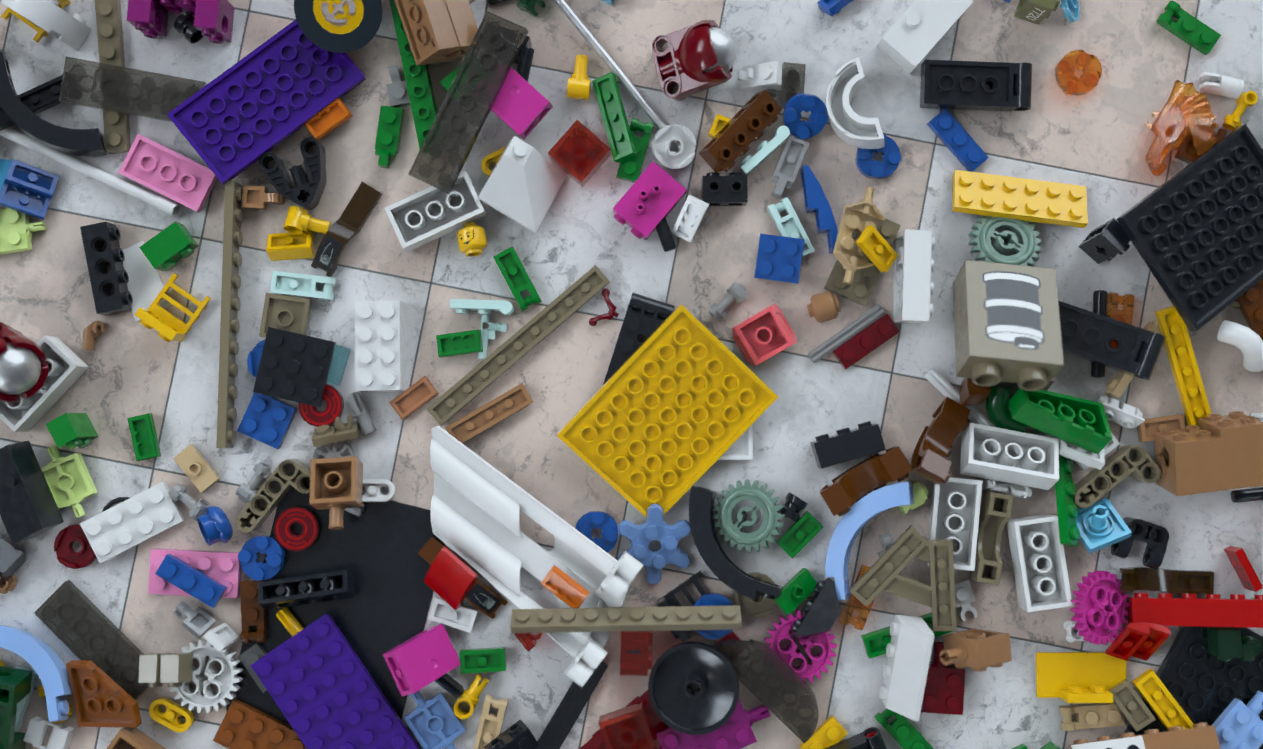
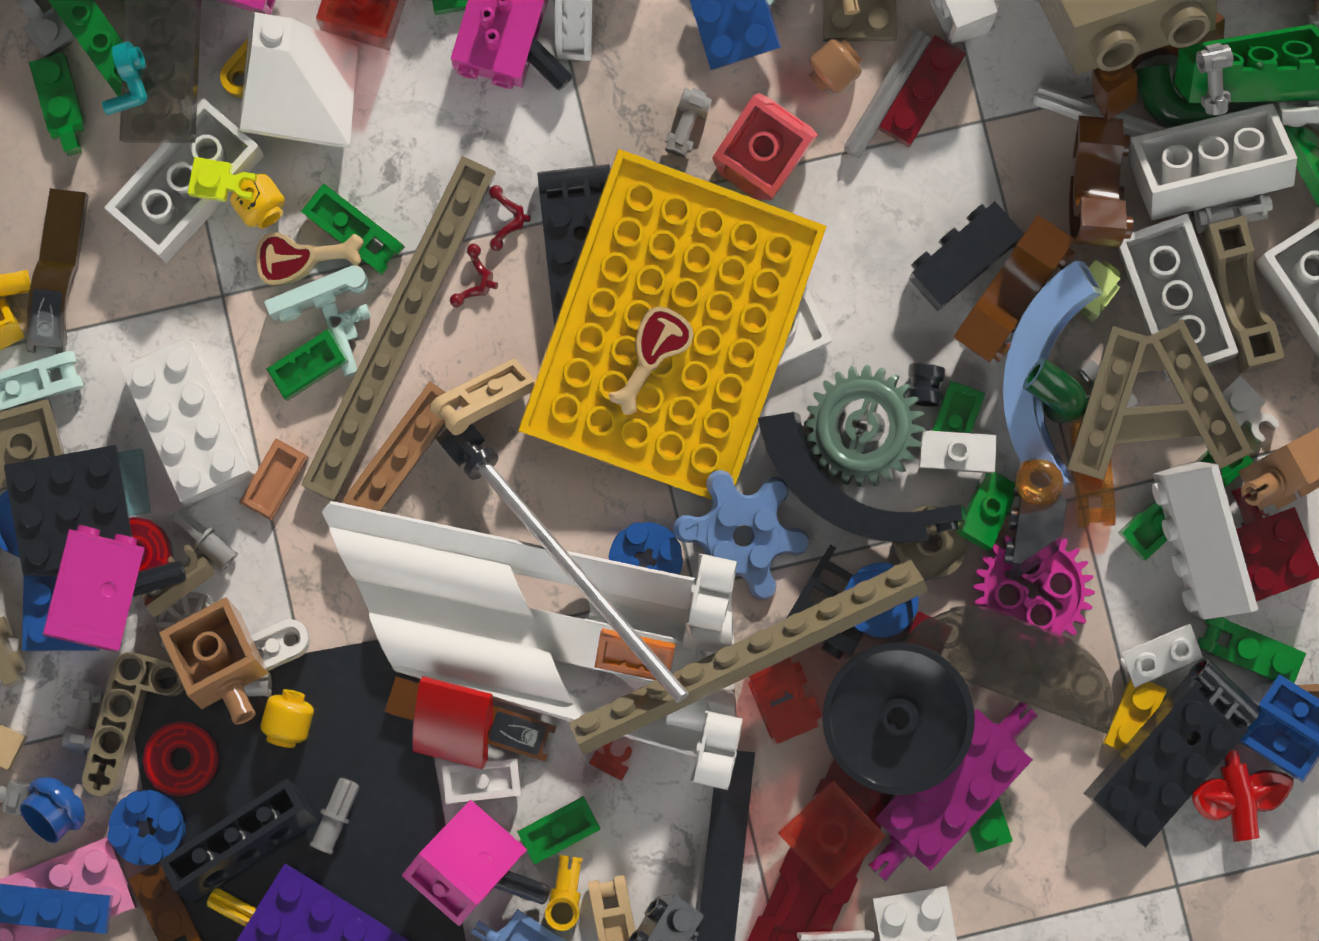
camera: 25 degrees left, 5 degrees down
(288, 419) = (97, 587): none -> dark pink piece
(362, 534) = (287, 719): none -> yellow head
(365, 597) = (335, 815): none -> light grey axle
(430, 135) = (129, 64): none -> teal plate
(451, 220) = (214, 180): none -> neon yellow plate
(472, 280) = (284, 261): none -> tan piece
(525, 426) = (480, 463): none -> flat silver piece
(547, 405) = (482, 395): none -> tan plate
(573, 343) = (487, 282): none -> dark red piece
(657, 418) = (659, 336): none -> tan piece
(793, 553) = (958, 452): none -> white plate
(822, 596) = (1035, 494): none -> clear orange piece
(853, 714) = (1161, 655): none -> white hinge
(862, 546) = (1060, 393): none -> dark green cylinder
(1036, 405) = (1212, 61): none -> light grey bar

